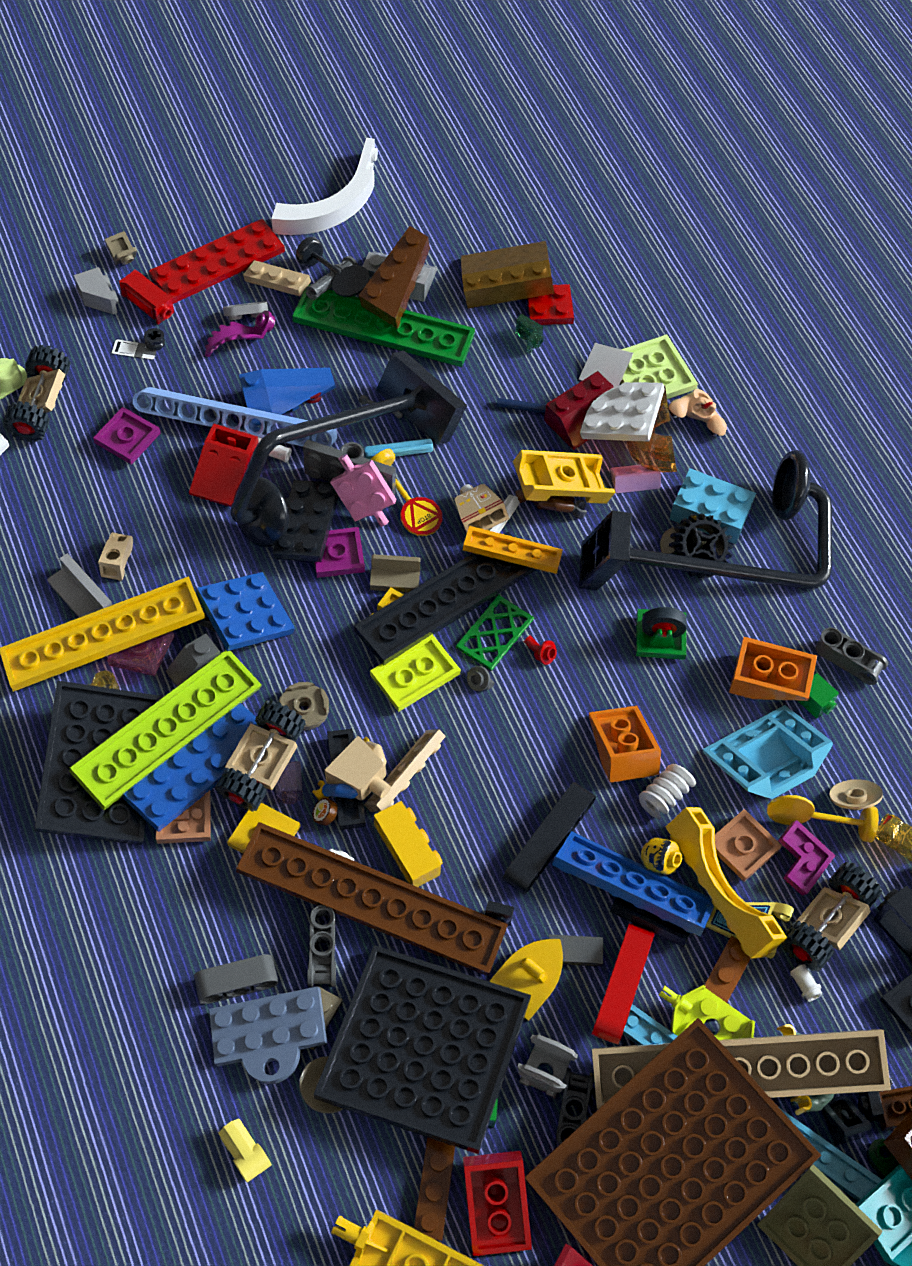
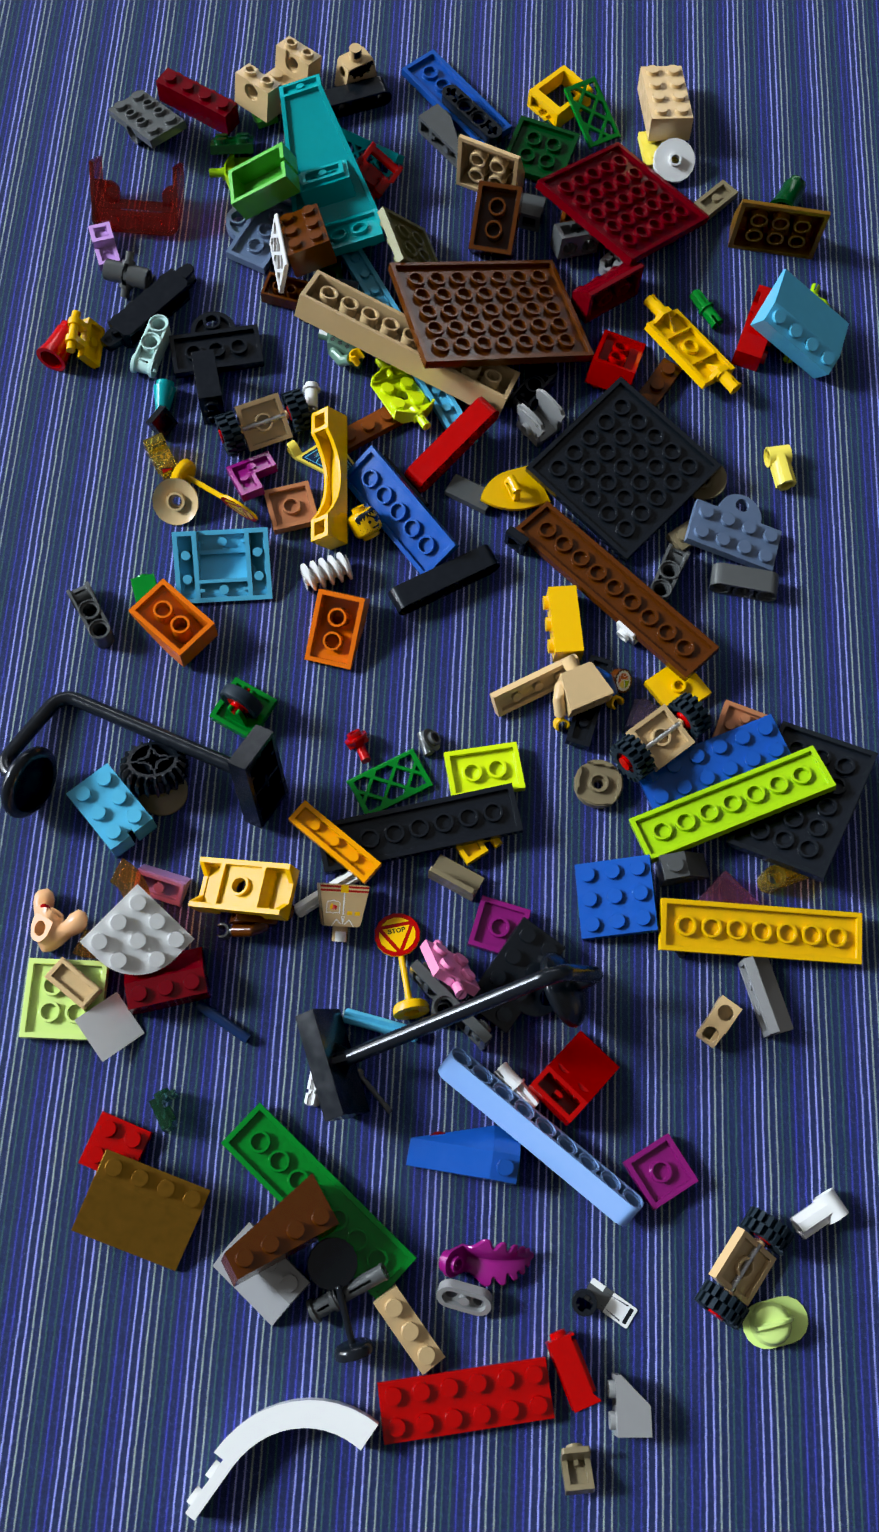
camera: 155 degrees left, 10 degrees up
(652, 374) = (73, 983): none -> tan tile

